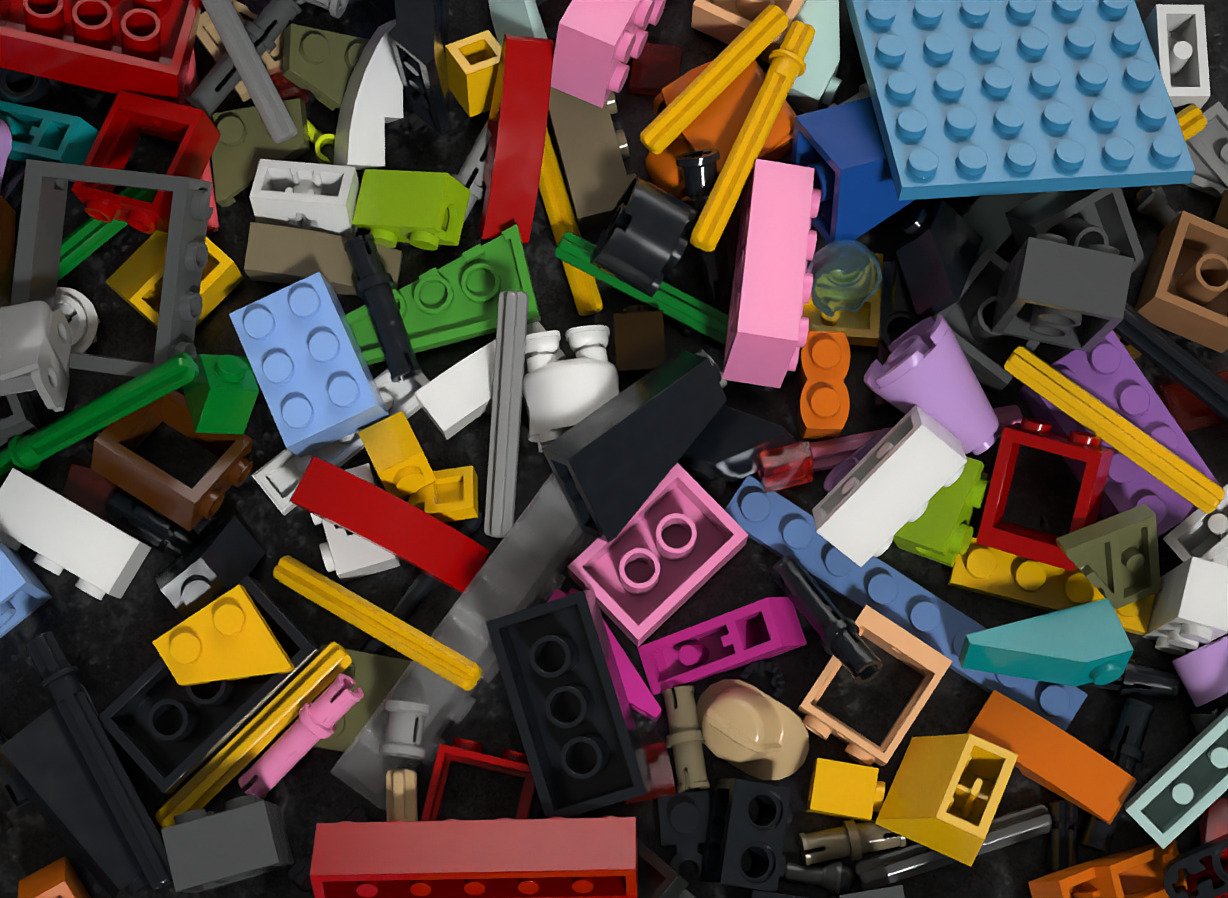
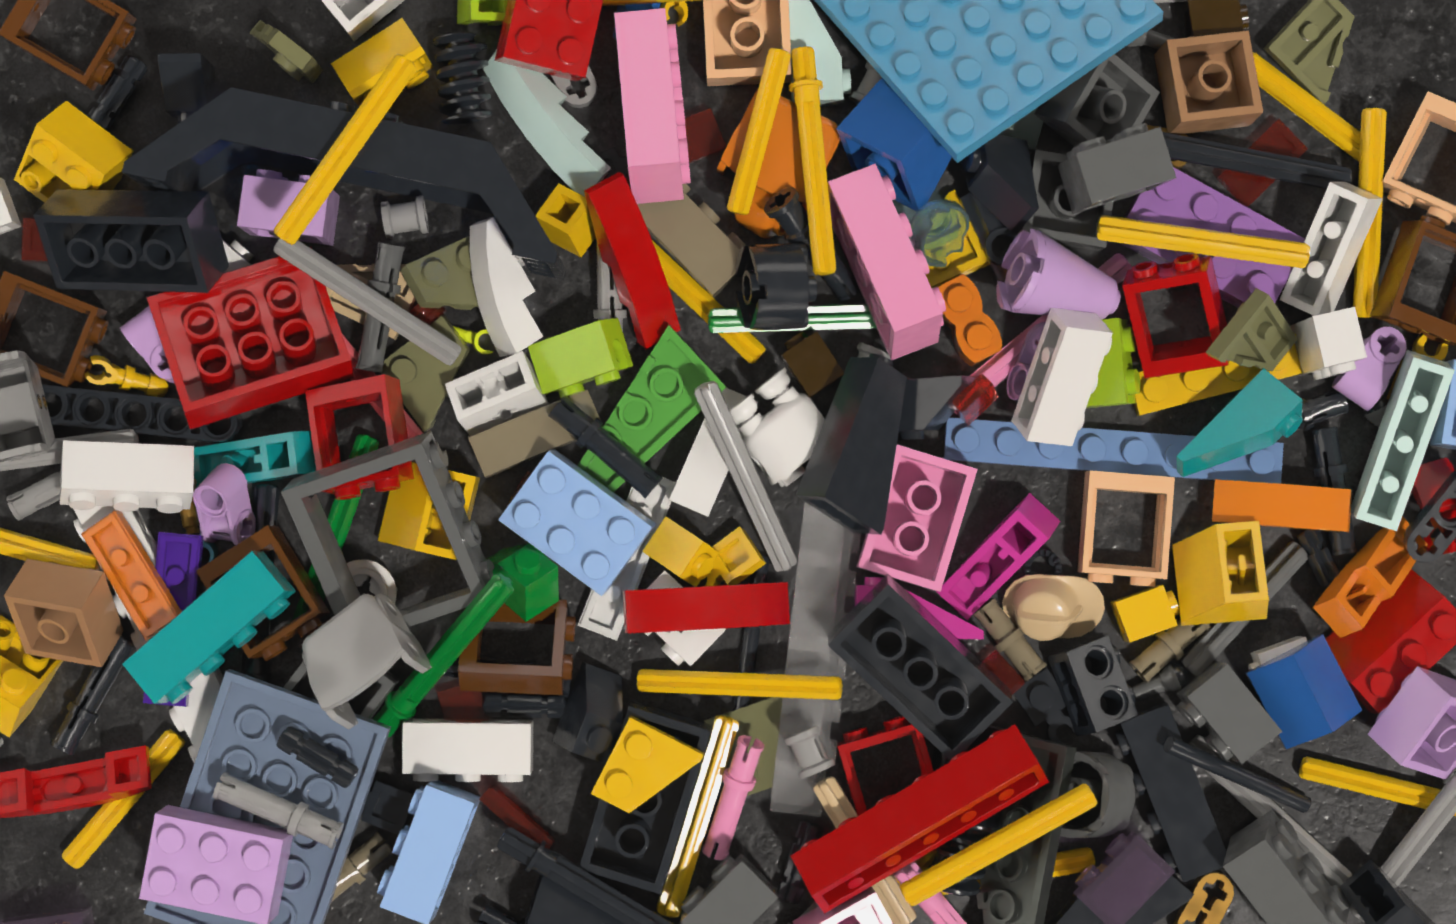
camera: 35 degrees left, 10 degrees up
(70, 632) = (515, 816): none -> clear red tile
(836, 633) = (1081, 505): black pin -> none

